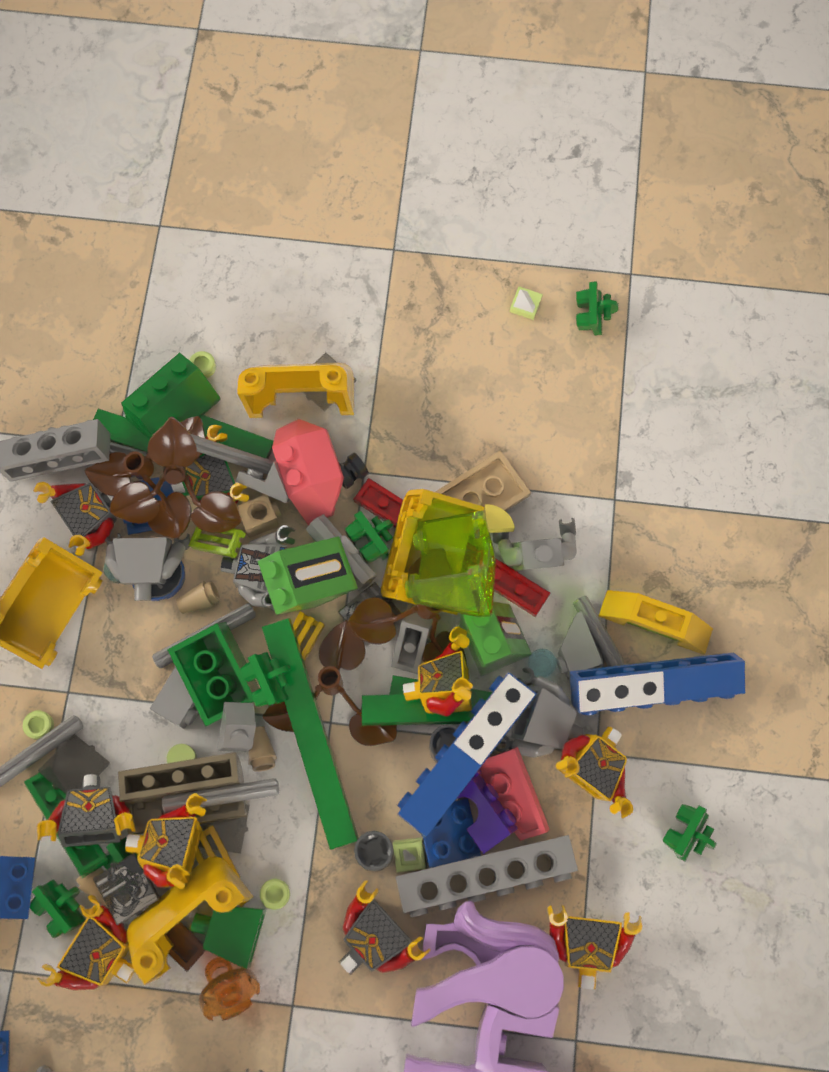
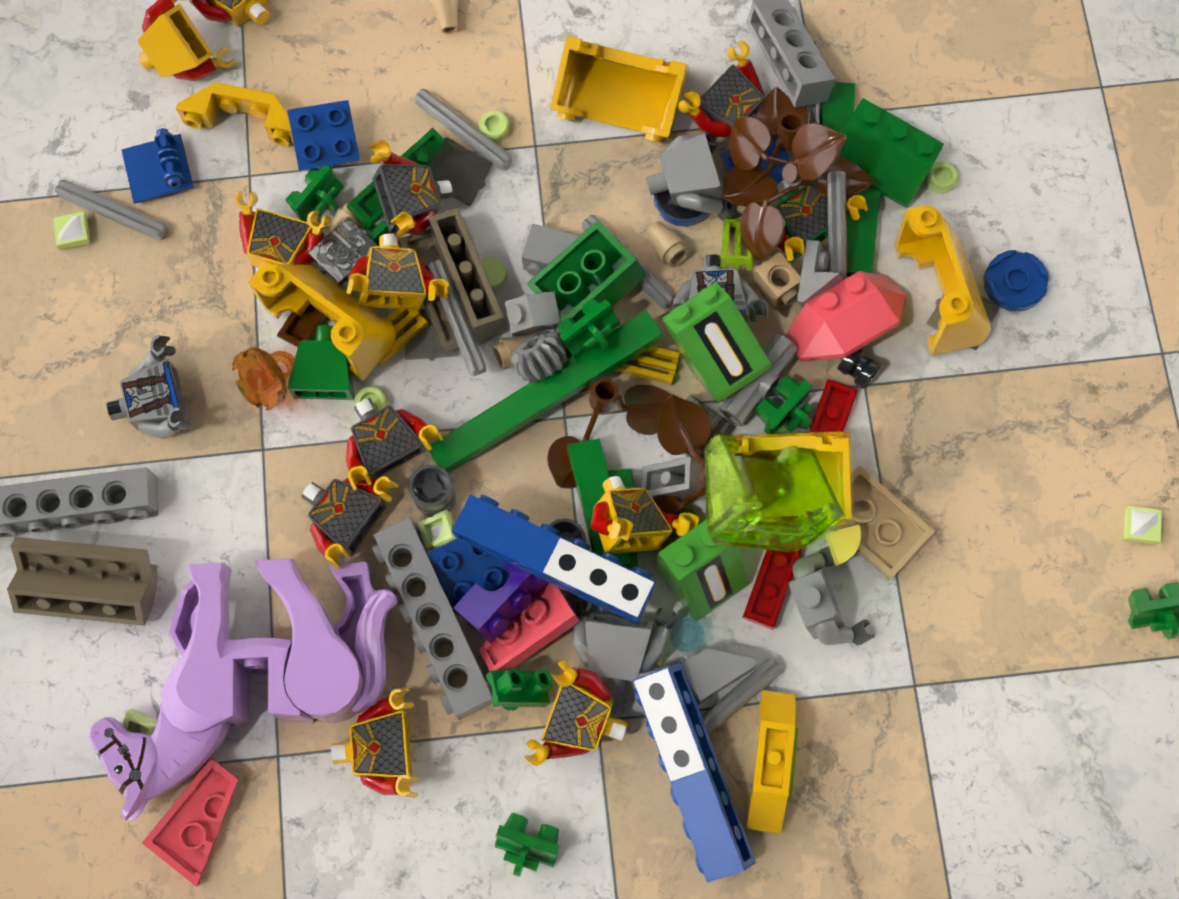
camera: 80 degrees right, 0 degrees up
(278, 729) = (539, 356): none -> light grey gear
(307, 335) = (1015, 280): none -> blue tile
(317, 887) = (384, 441): none -> torso
(562, 810) = (520, 688): none -> green hips

